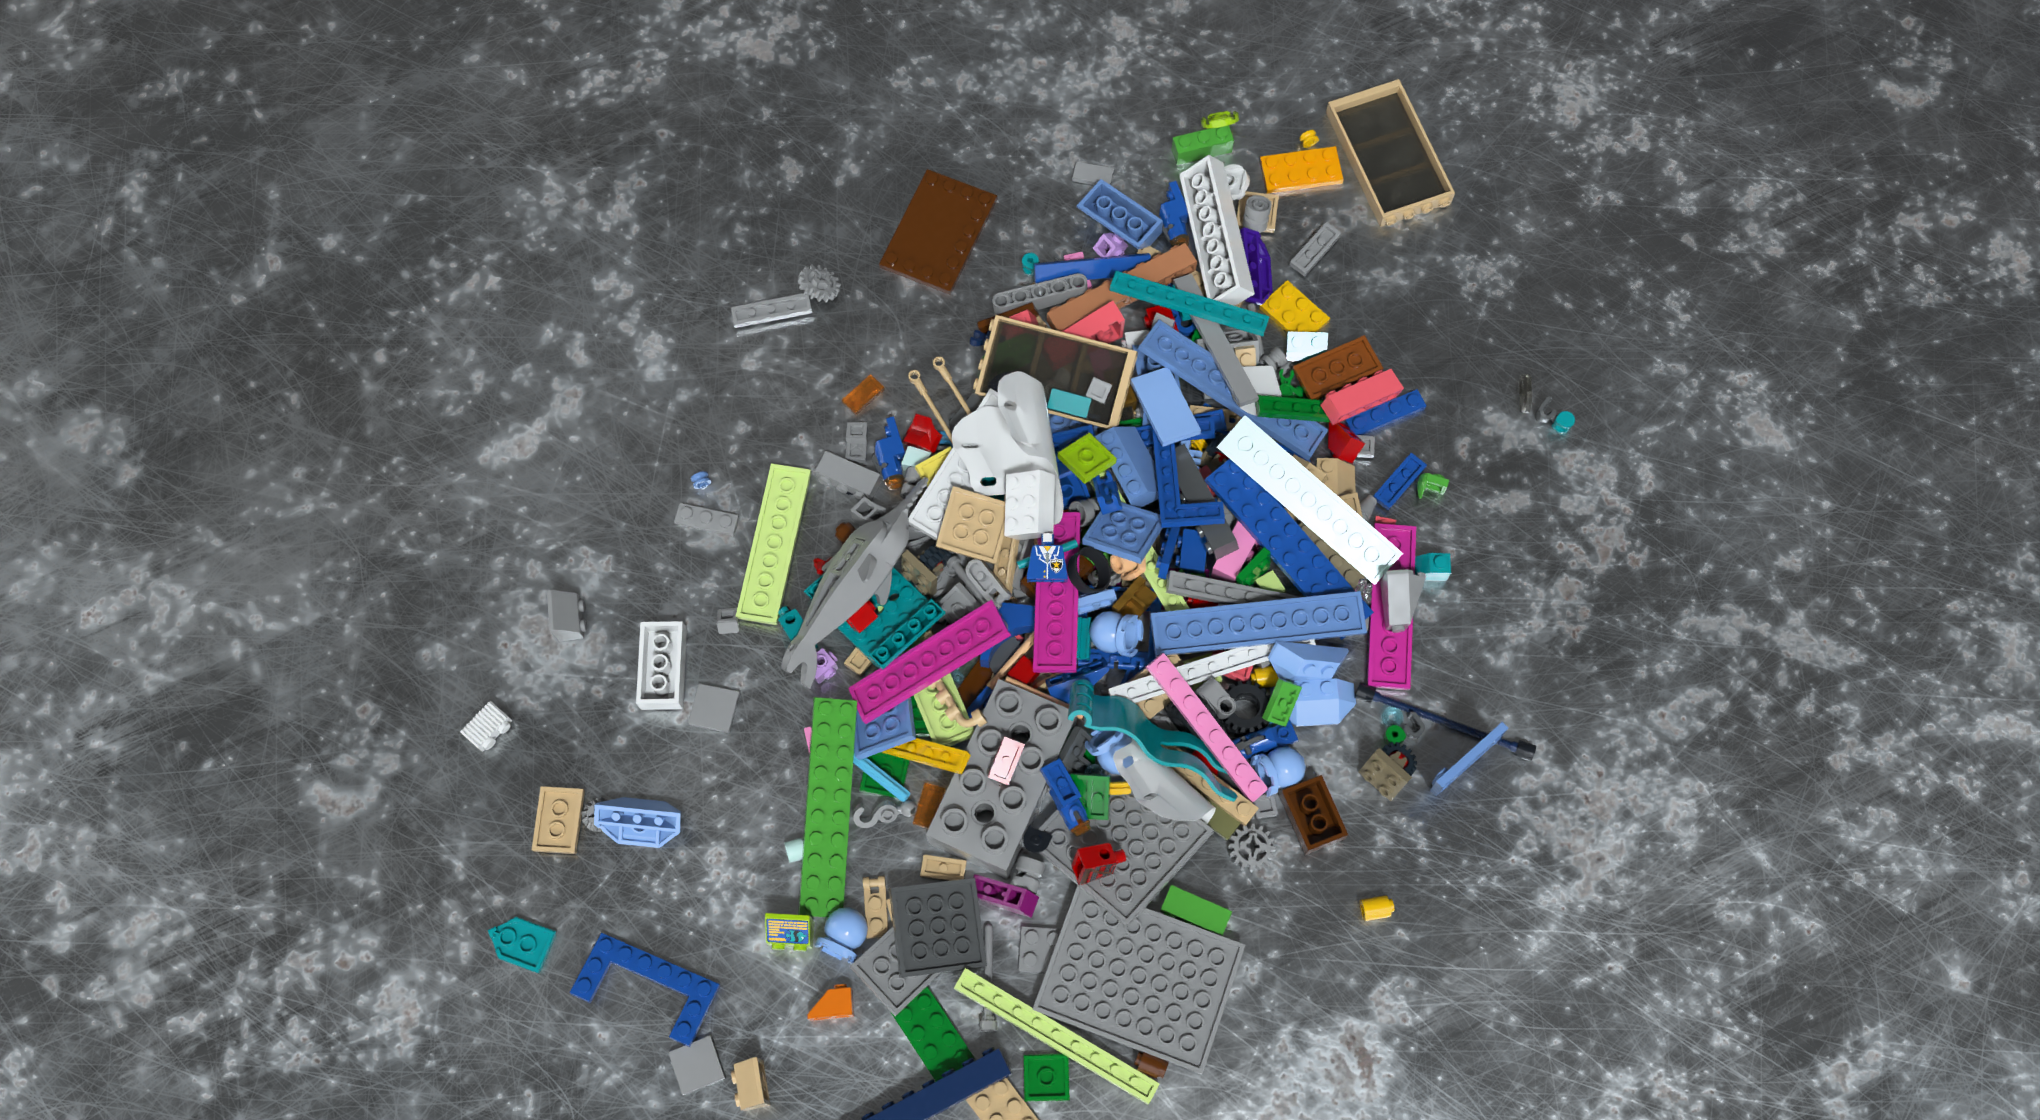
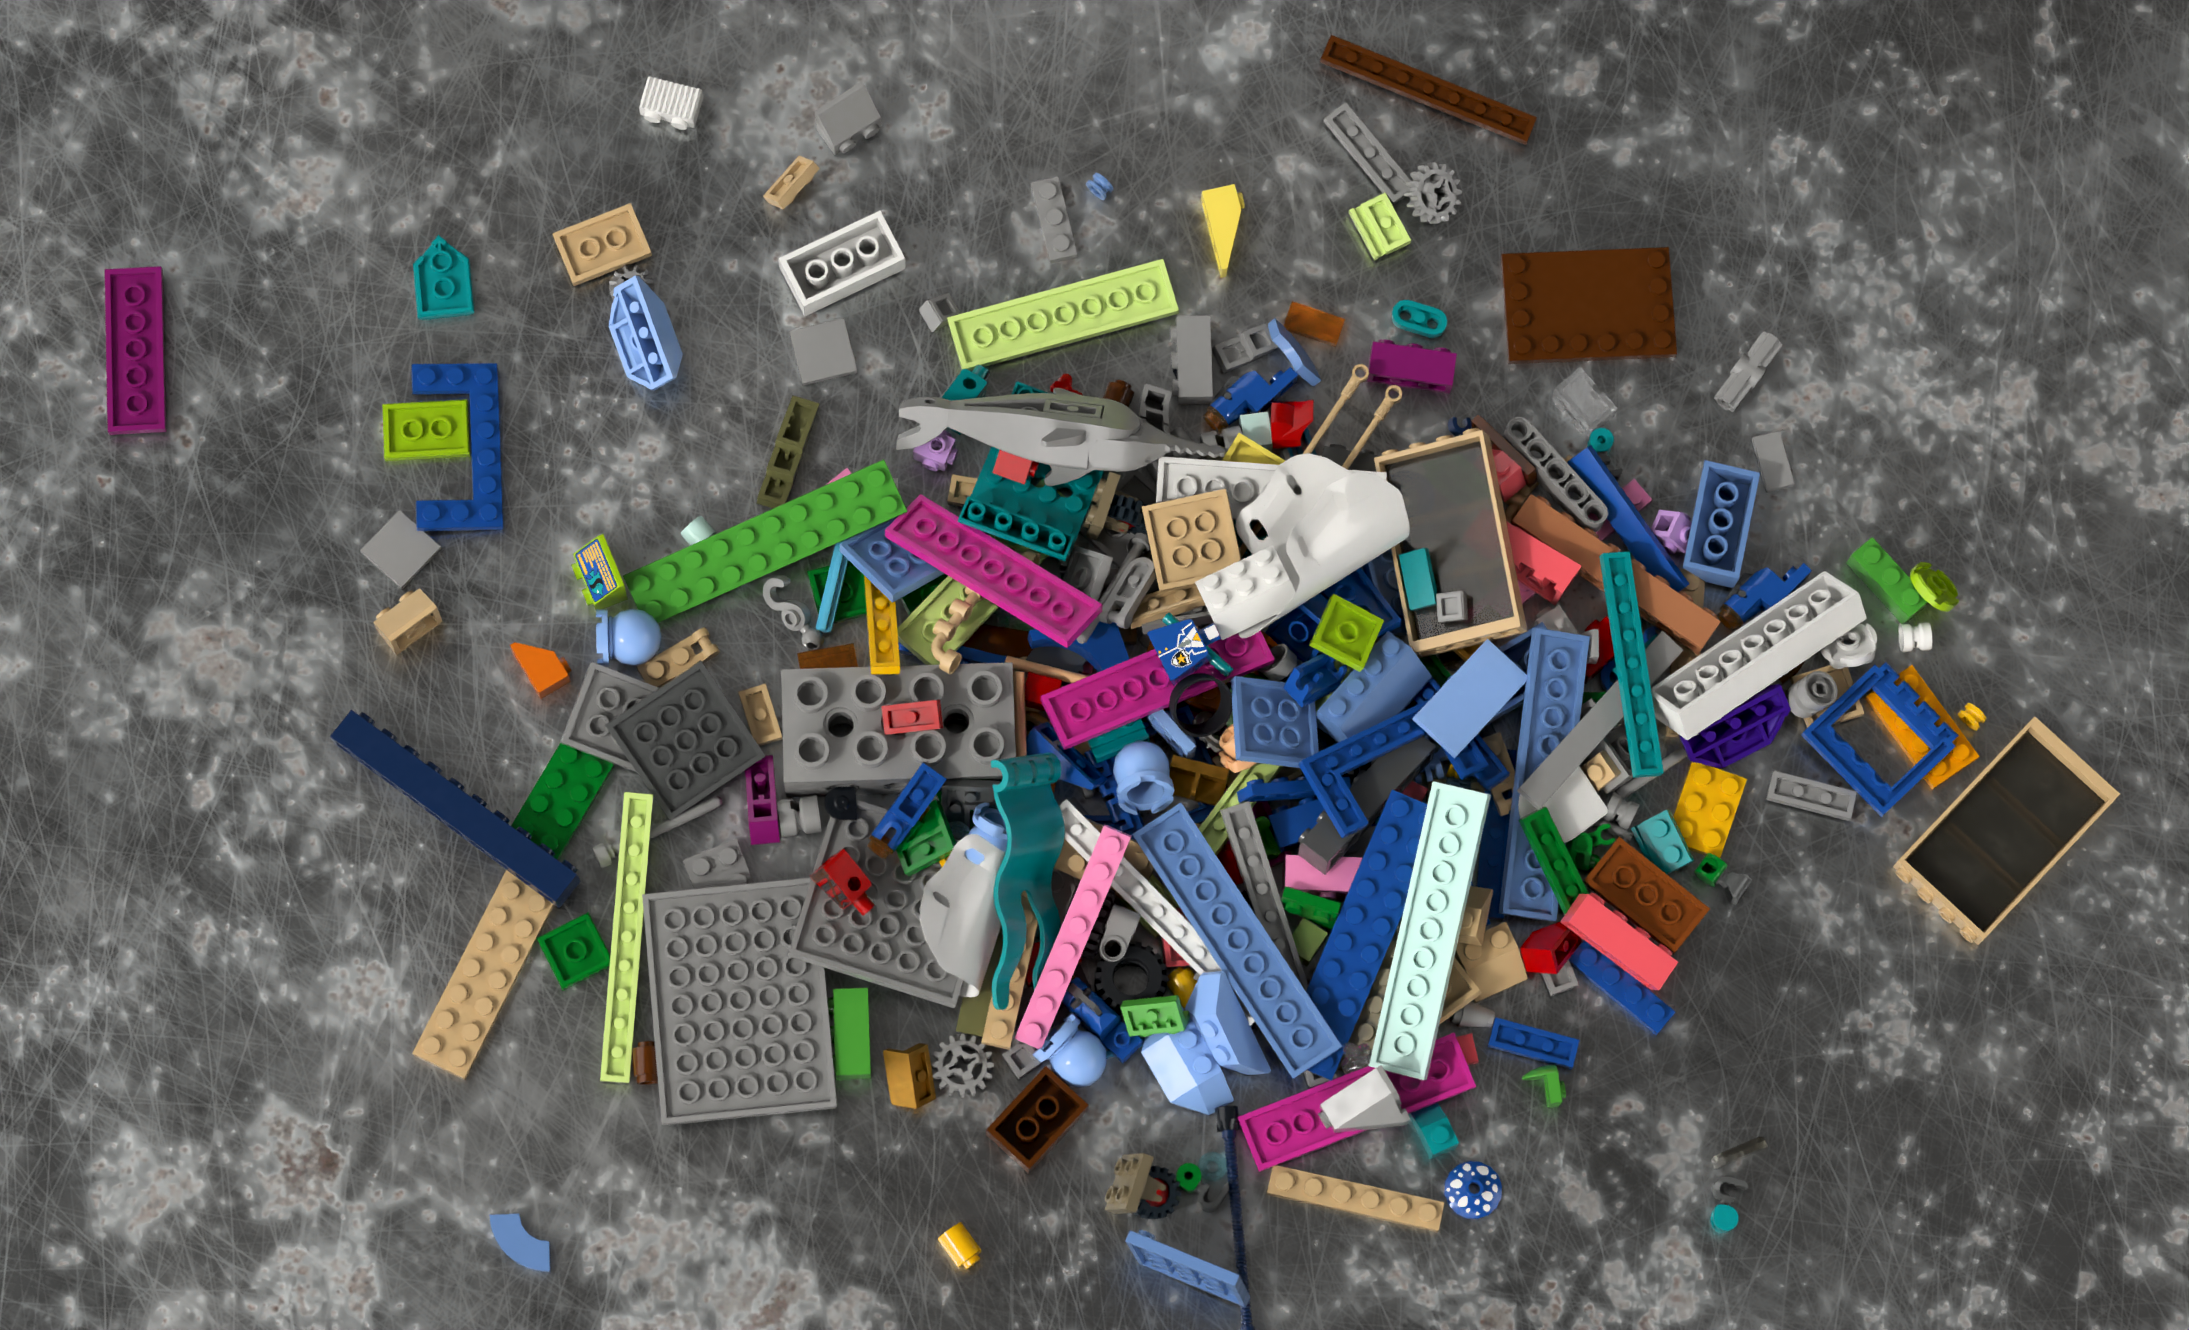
camera: 55 degrees right, 5 degrees up
(587, 673) = (791, 182): none -> tan plate
(621, 1006) = (426, 430): none -> lime tile
(749, 257) = (1428, 89): none -> reddish brown plate
(764, 415) = (1222, 214): none -> light yellow slope
(771, 764) = (788, 452): none -> olive slope
(821, 325) = (1379, 226): none -> yellowish green plate
(876, 413) = (1295, 353): none -> medium blue tile
(893, 331) = (1420, 316): none -> teal plate
(923, 347) = (1411, 366): none -> magenta brick
(1000, 261) = (1583, 403): none -> clear brick
(1030, 161) = (1748, 371): none -> light grey piece
(1244, 886) = (910, 1076): none -> pearl gold panel
(1245, 143) = (1915, 636): none -> white wheel
(1299, 165) = (1852, 765): none -> blue hinge
(1338, 325) = (1714, 871): none -> leg
(1452, 638) = (1355, 1198): none -> tan plate
(1471, 569) = (1467, 1203): none -> blue dish

